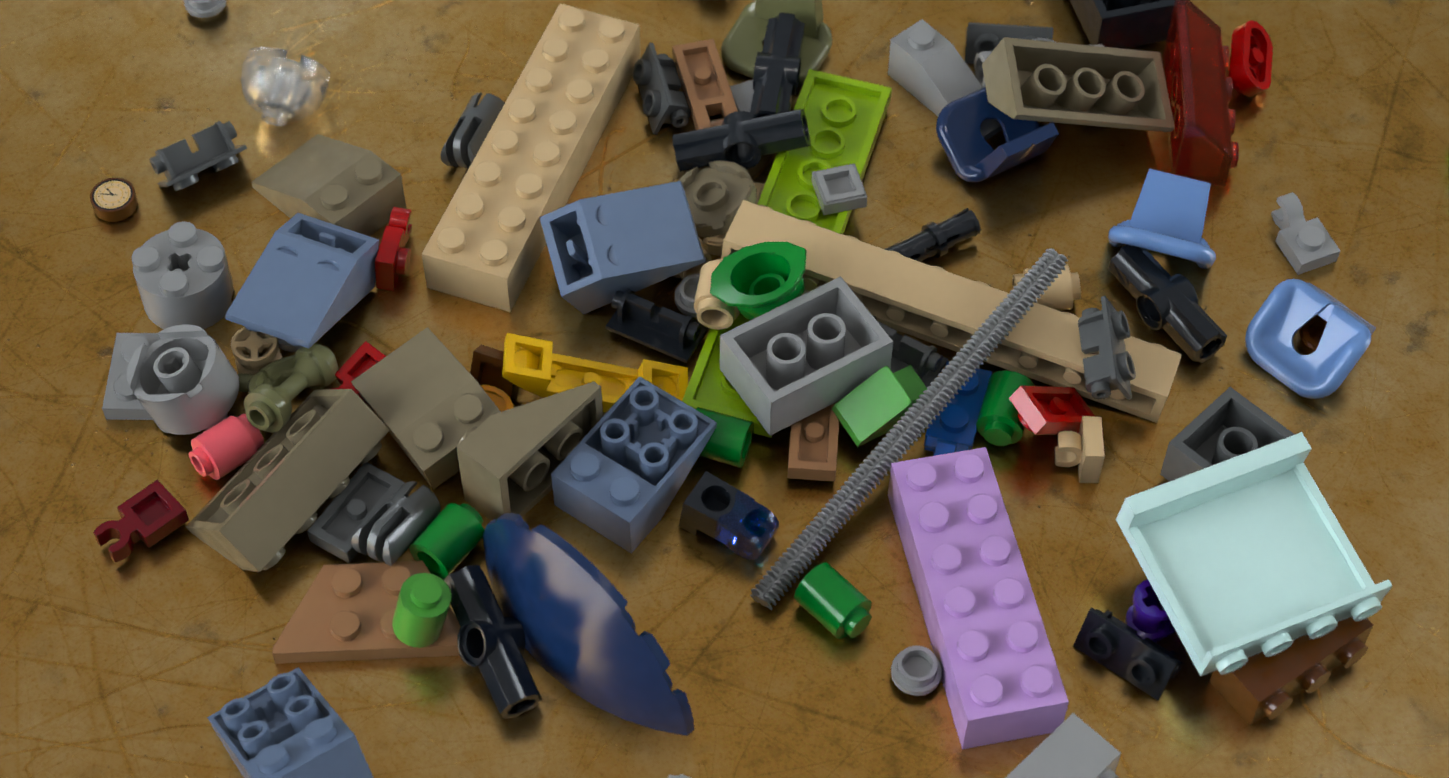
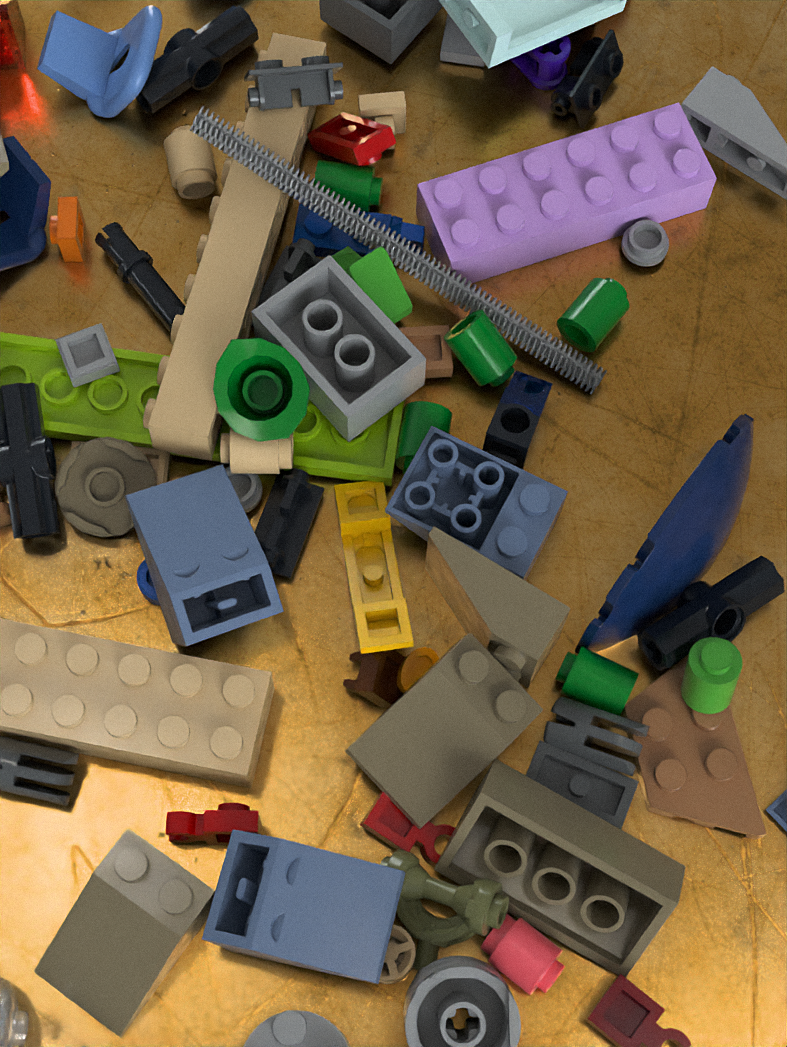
camera: 100 degrees left, 15 degrees up
(802, 491) = (481, 349): none -> green brick
(977, 192) = (68, 229): none -> orange plate

